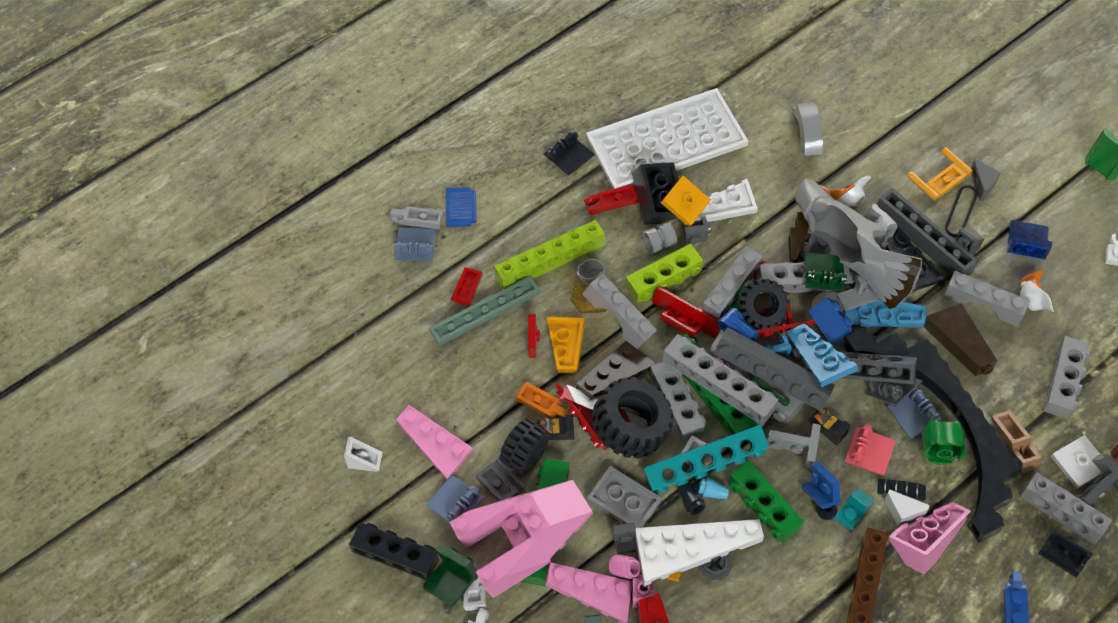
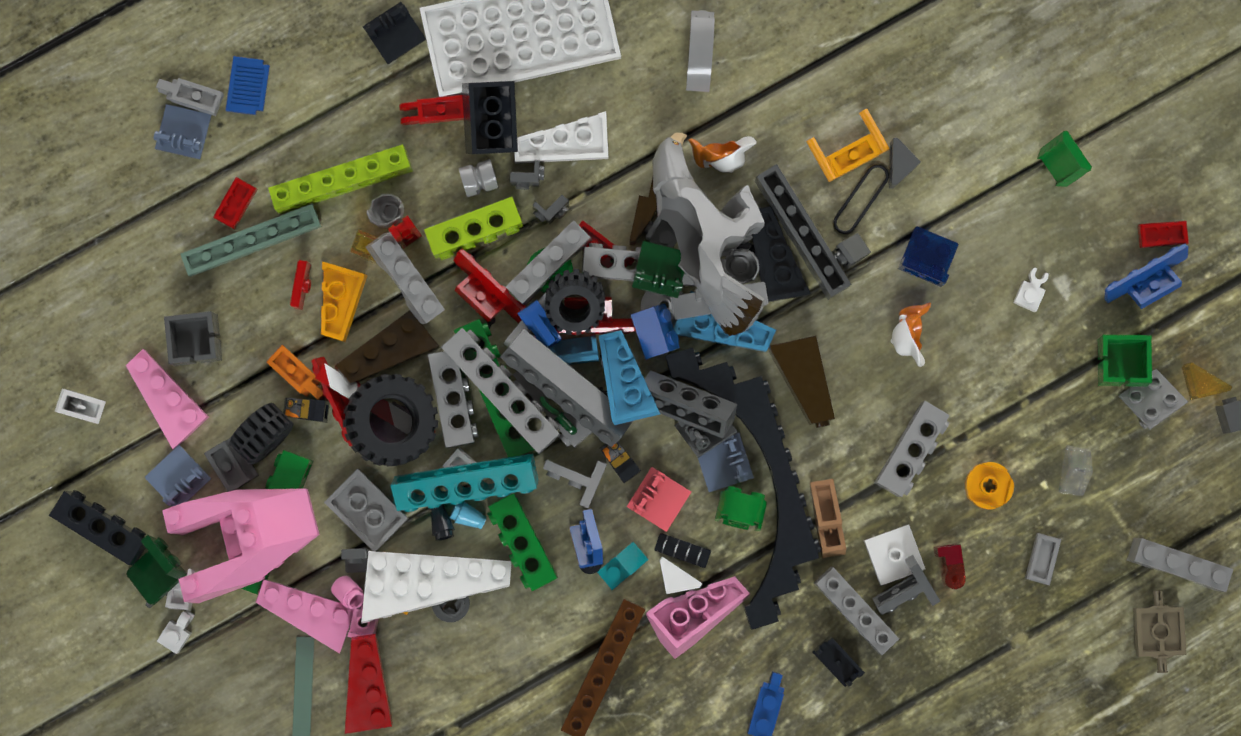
camera: 10 degrees right, 25 degrees up
(451, 386) = (192, 338): none -> dark grey piece
(614, 272) = (405, 232): none -> red plate
(686, 201) = (518, 137): light orange plate -> none
(721, 255) = (557, 209): none -> dark grey bracket
(1007, 305) = (850, 329): light grey arch -> none

